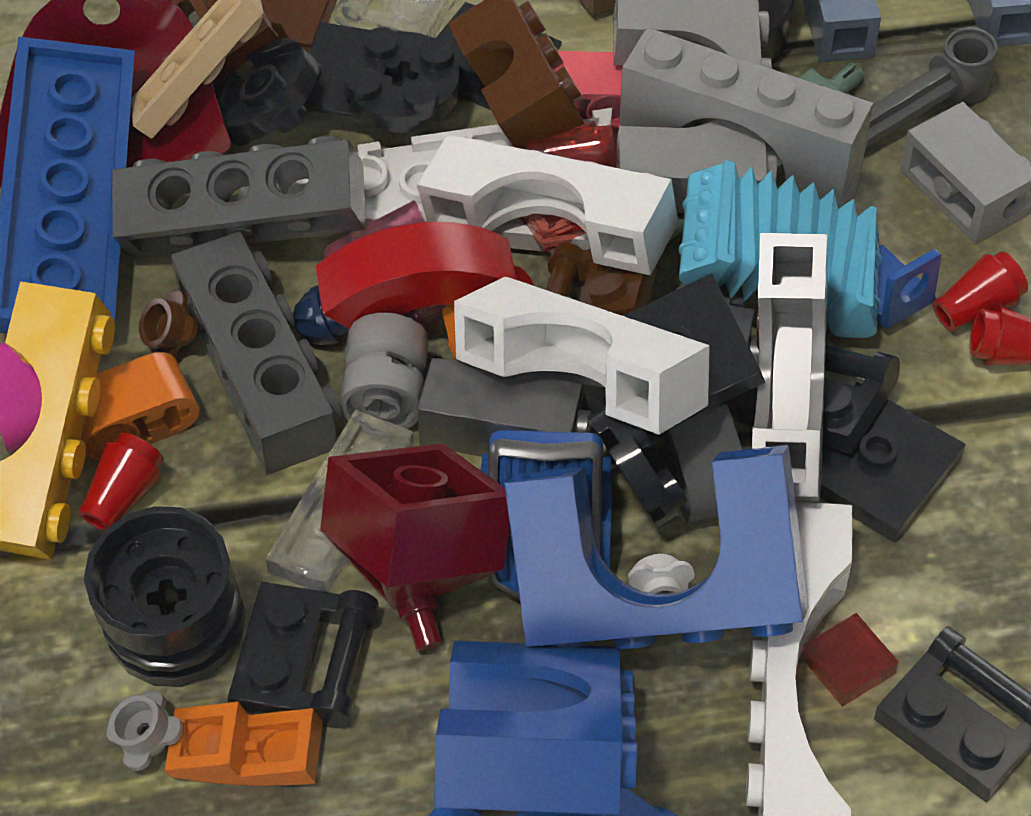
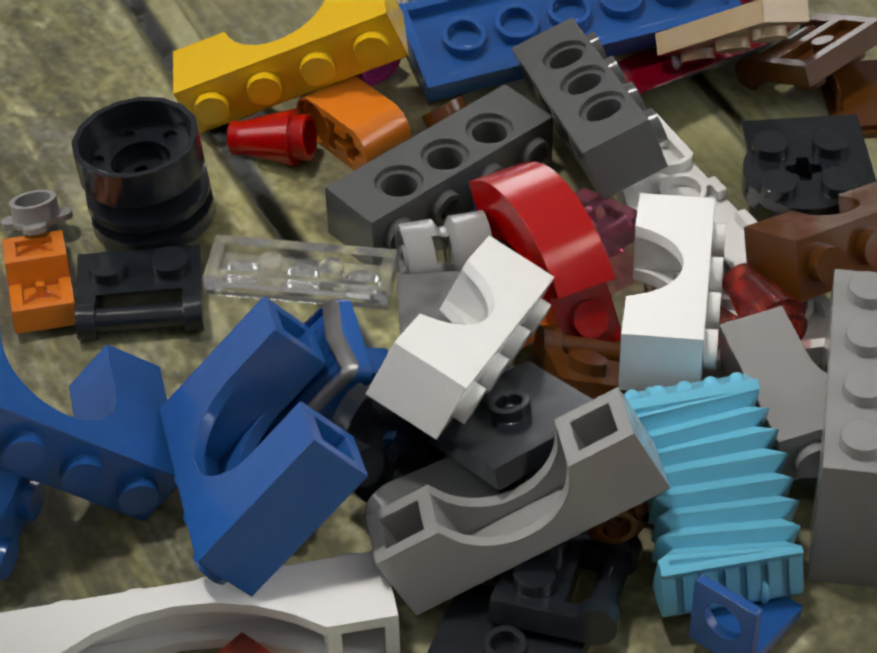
camera: 75 degrees right, 10 degrees down
(268, 92) = (741, 96): black plate -> none
(415, 526) = (238, 263): dark red piece -> none

